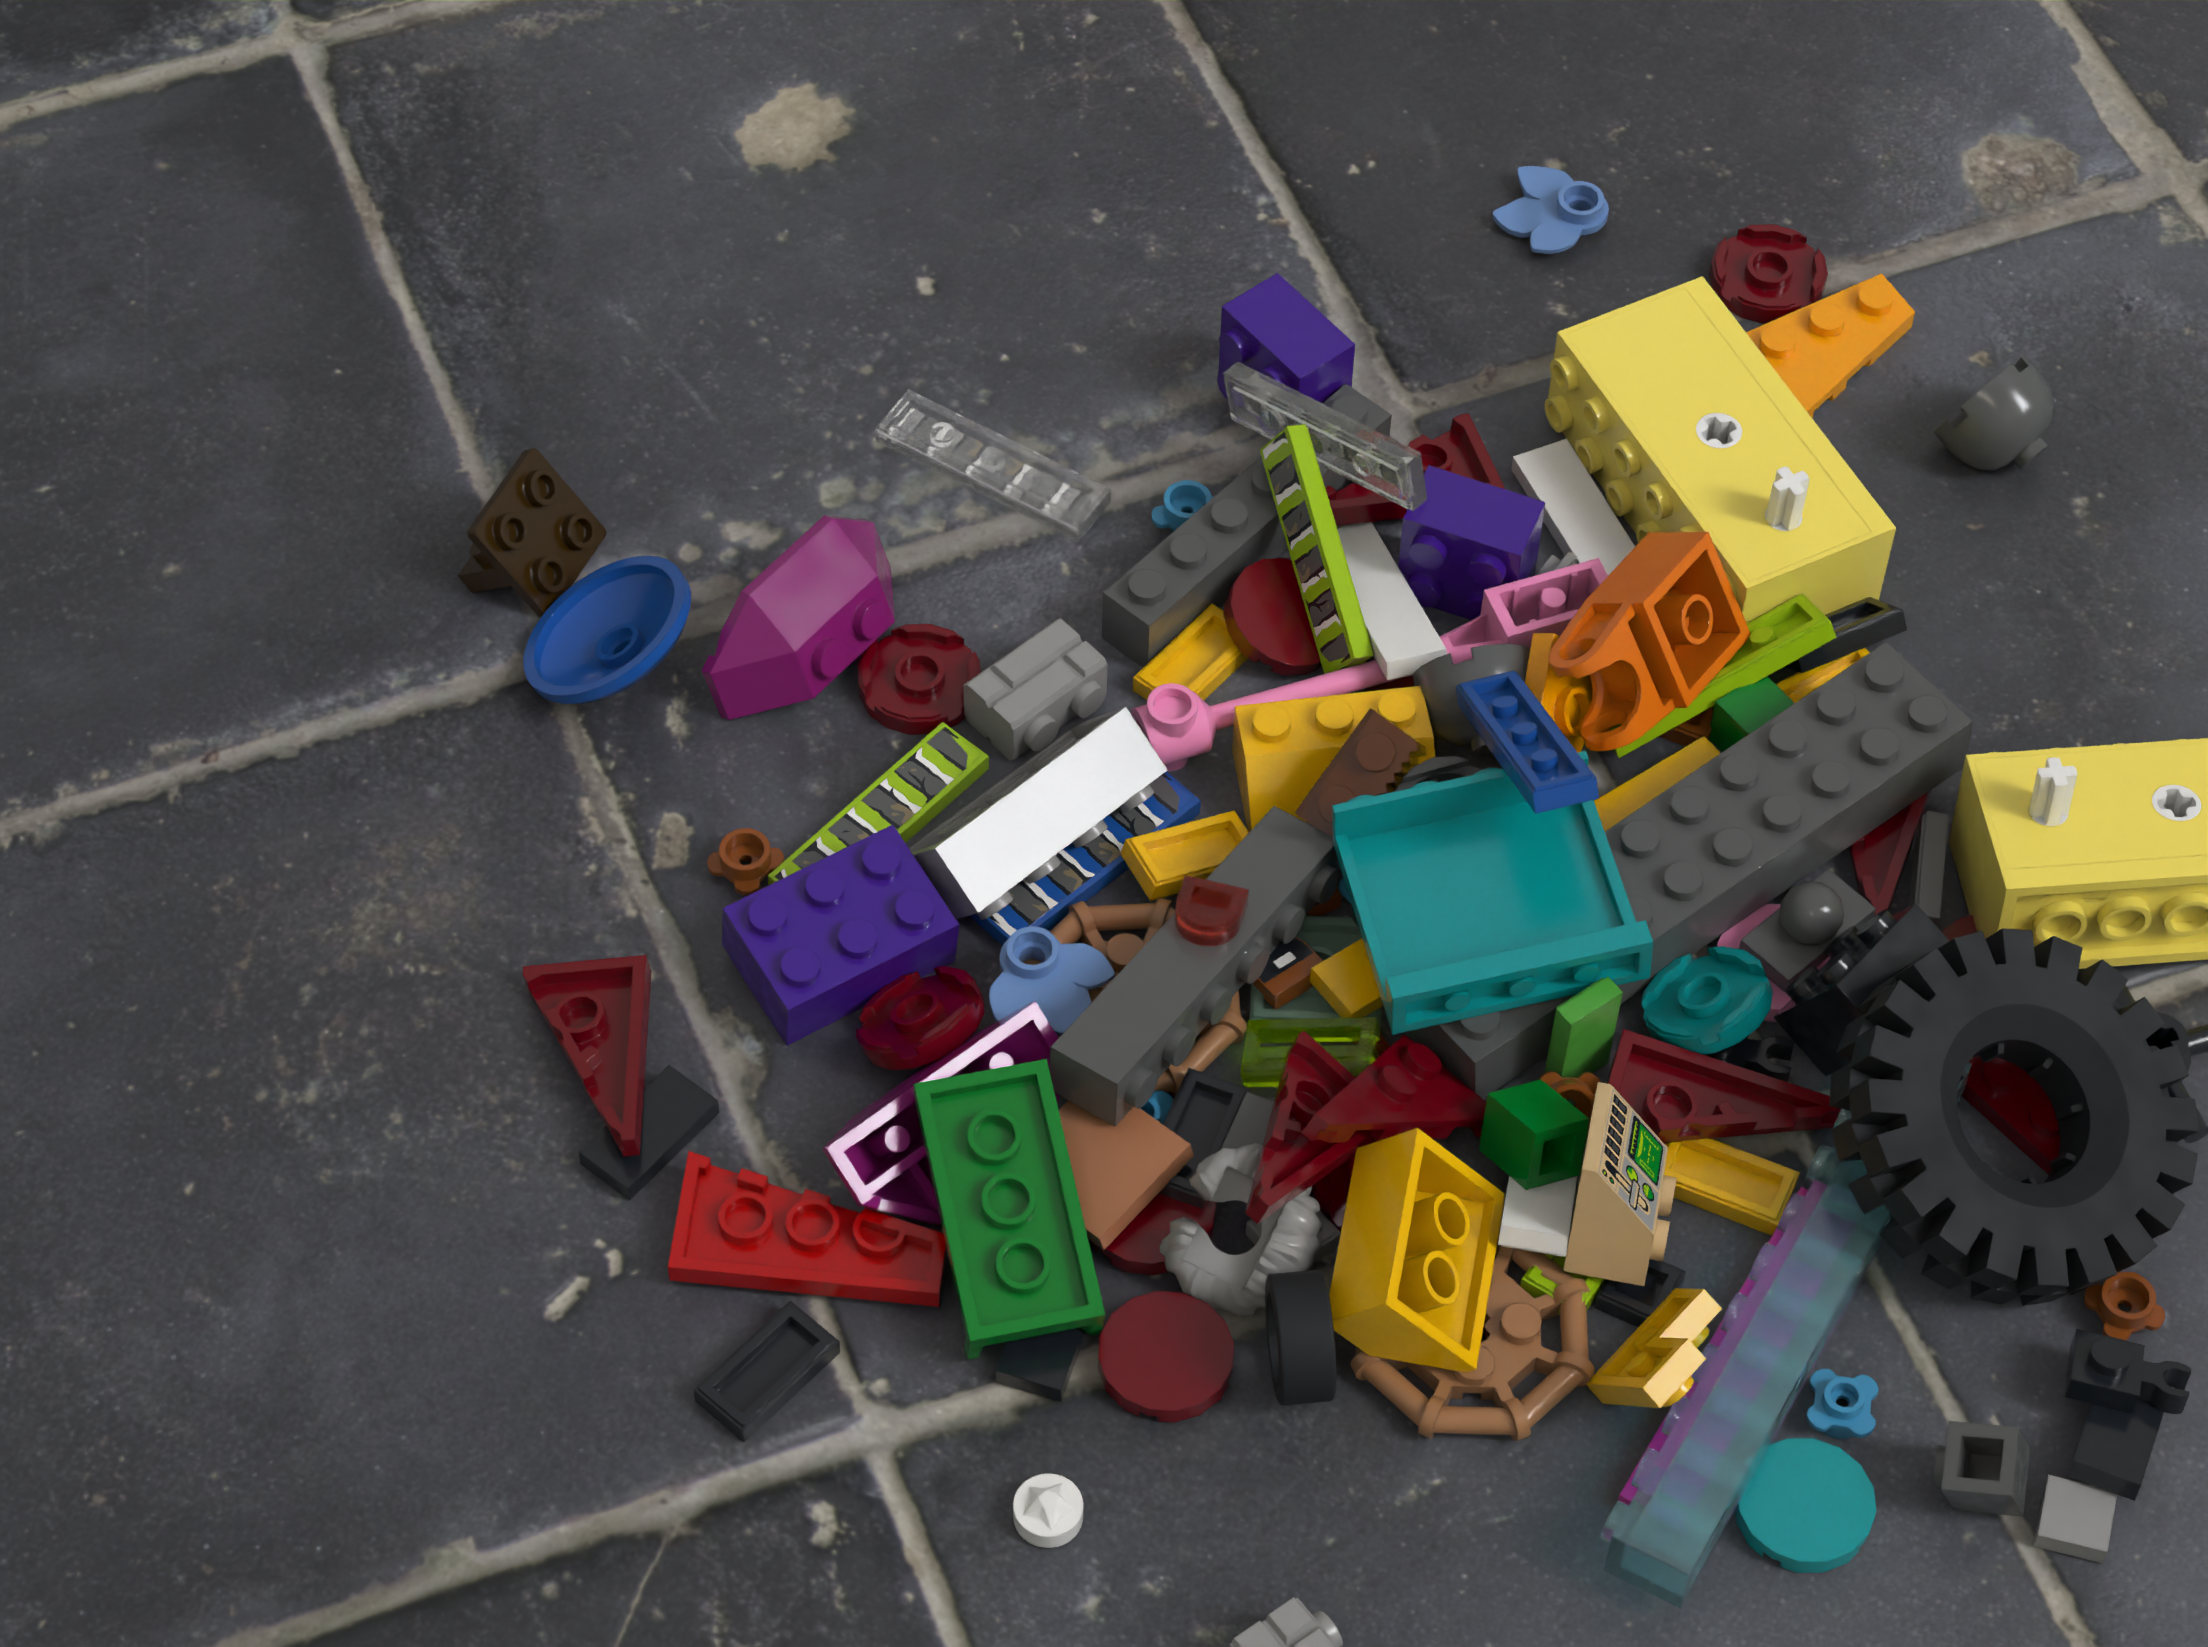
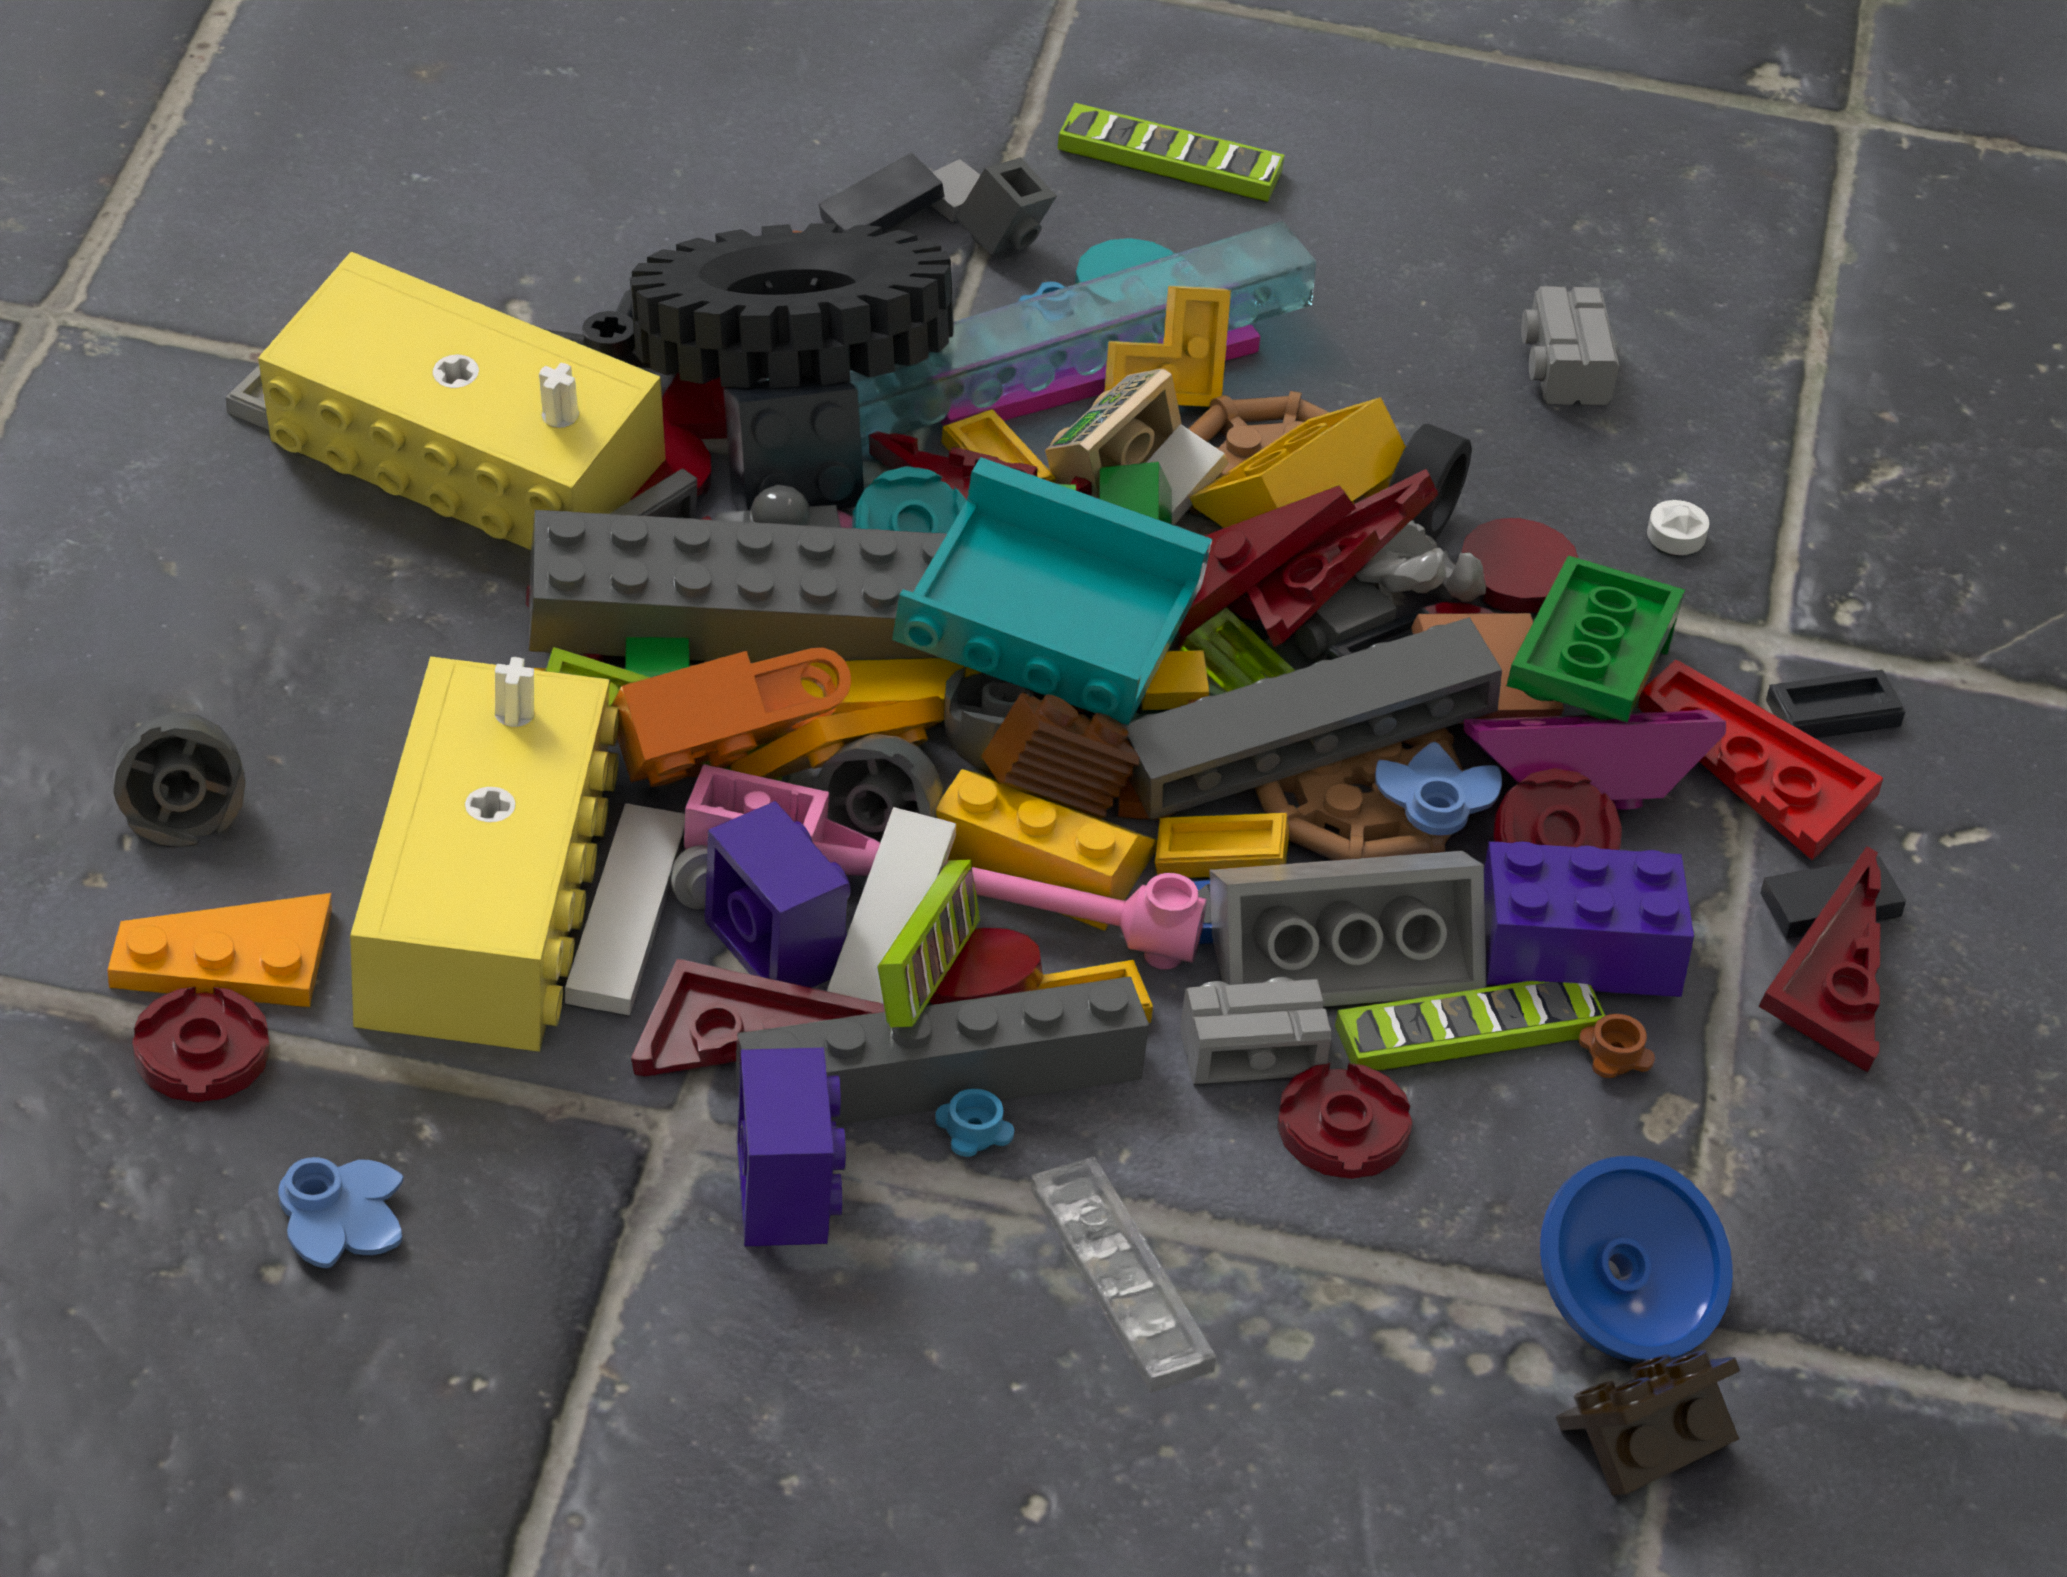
camera: 150 degrees left, 10 degrees down
(803, 619) = (1429, 1175): magenta wedge -> none
(1209, 911) = (1288, 702): clear red tile -> none
(1337, 439) = (856, 980): clear tile -> none
(1526, 742) = (940, 627): blue tile -> none
(2116, 1376) = (854, 206): black plate -> none

